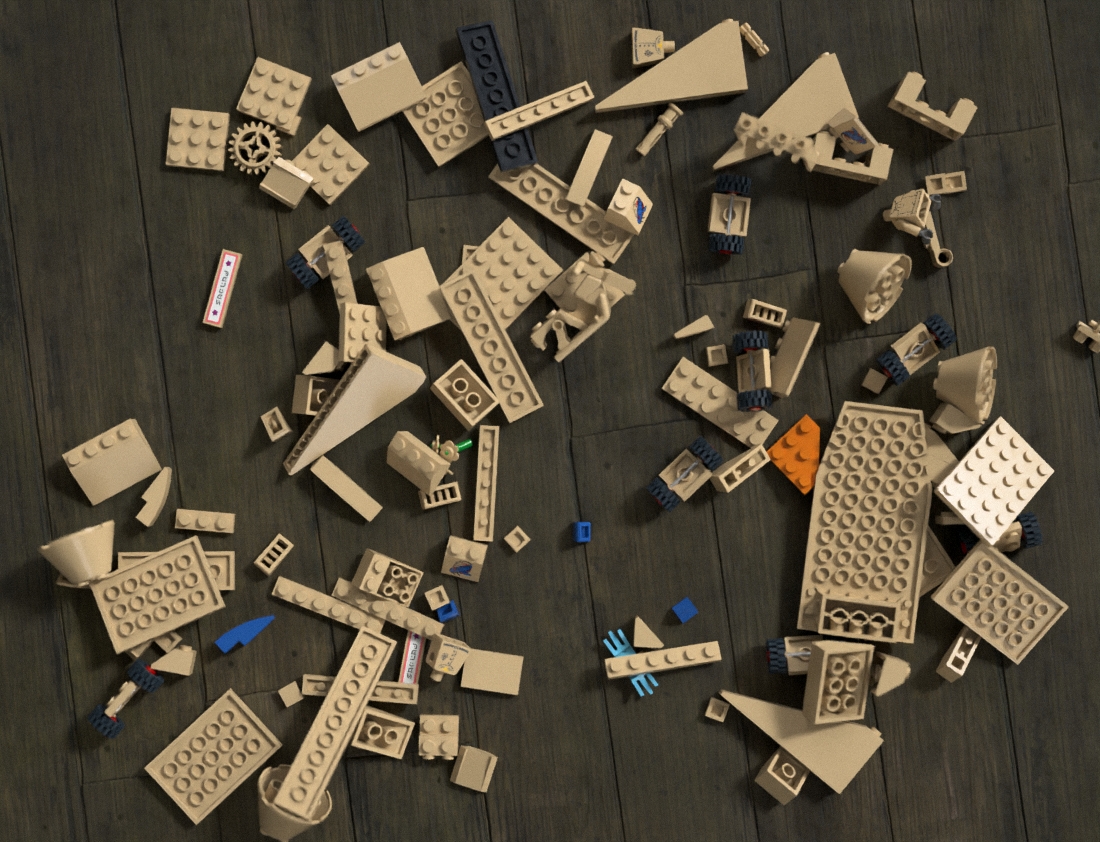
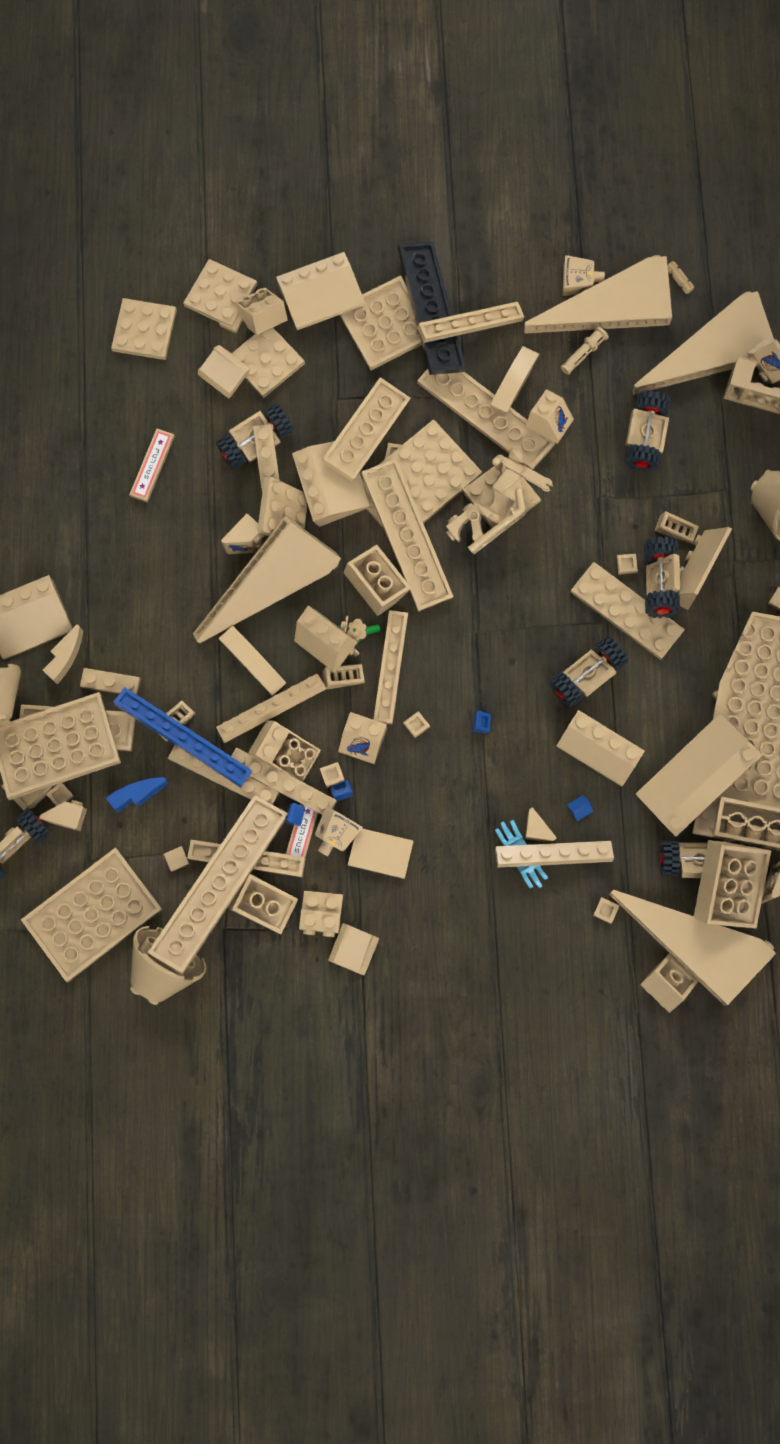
camera: 15 degrees right, 10 degrees down
(256, 140) = (194, 330): tan gear -> none
(276, 424) = (190, 596): tan slope -> none
(284, 575) = (182, 737): none -> blue plate
(311, 393) = (226, 567): tan slope -> none
(319, 112) = (261, 310): none -> tan slope
(369, 535) = (271, 708): none -> tan plate
(404, 641) = (295, 814): none -> blue slope
(440, 236) = (366, 429): none -> tan plate
(699, 326) = (610, 534): tan slope -> none
(701, 550) = (600, 748): none -> tan slope
(739, 468) = (643, 671): tan slope -> none
(778, 137) = (700, 353): tan window -> none
(798, 454) = (702, 663): orange plate -> none
(800, 571) = (698, 774): none -> tan slope

